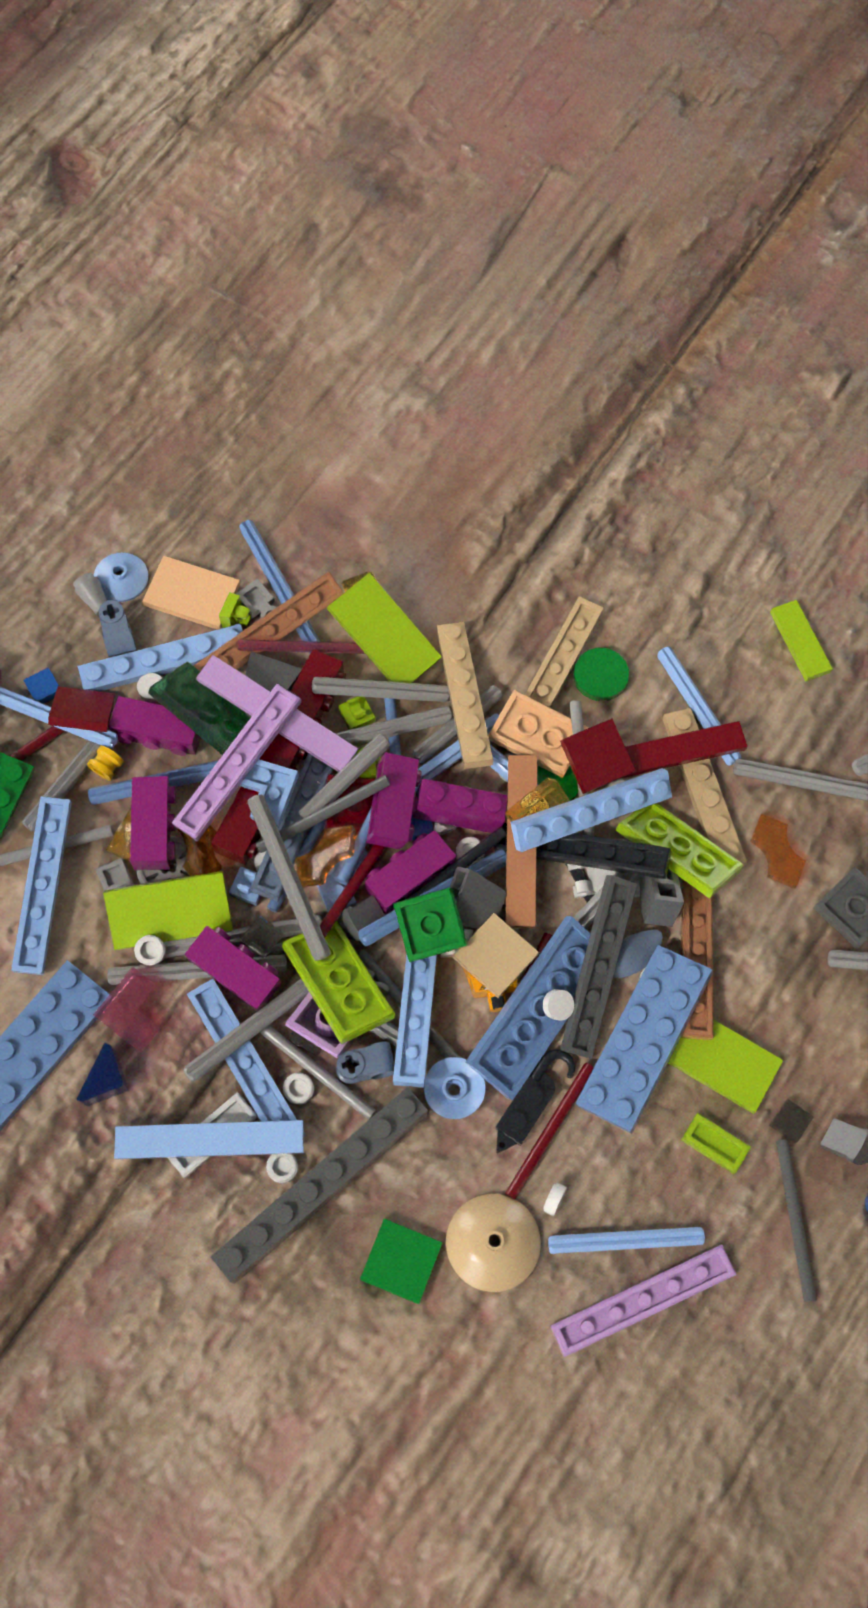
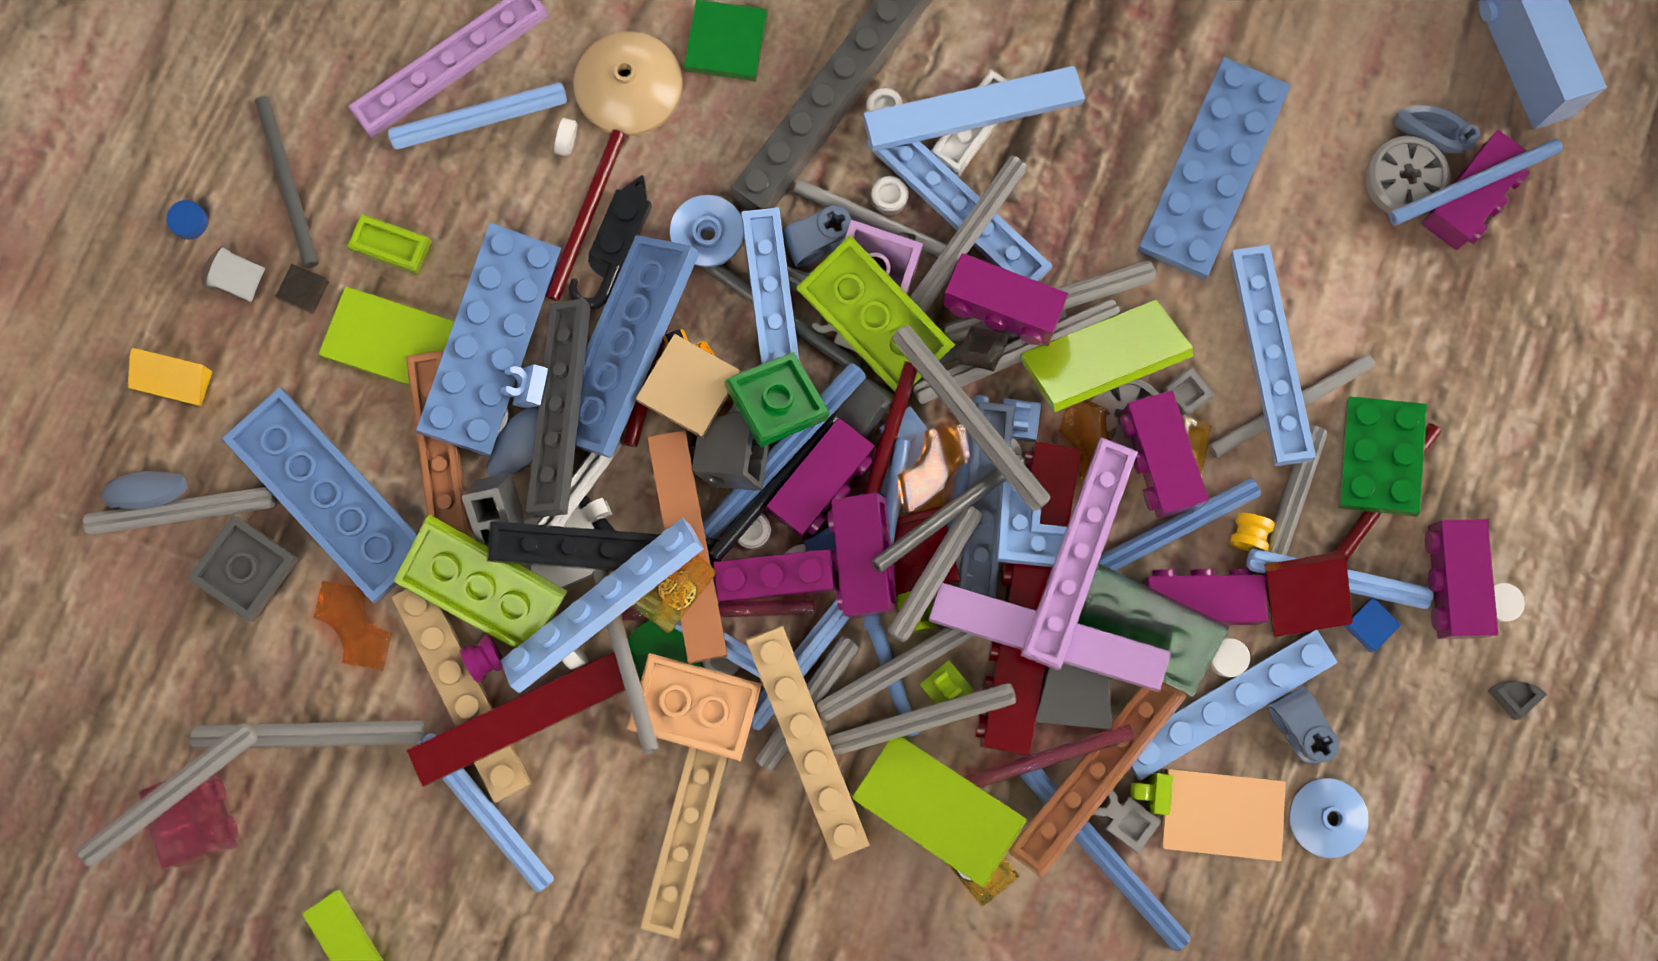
camera: 170 degrees right, 10 degrees up
(90, 591) = (1359, 777): light grey cone -> none
(104, 1079) = (1113, 151): clear blue slope -> none
(121, 1012) = (1121, 230): clear pink plate -> none
(150, 950) = (1112, 303): white tile -> none
(558, 1004) = (600, 348): white tile -> none
(597, 755) = (607, 680): dark red tile -> none
(601, 674) = (626, 828): green tile -> none
(620, 989) = (529, 385): none -> light blue tile
(685, 803) = (482, 658): none -> magenta wheel
(788, 950) = (324, 492): none -> medium blue plate

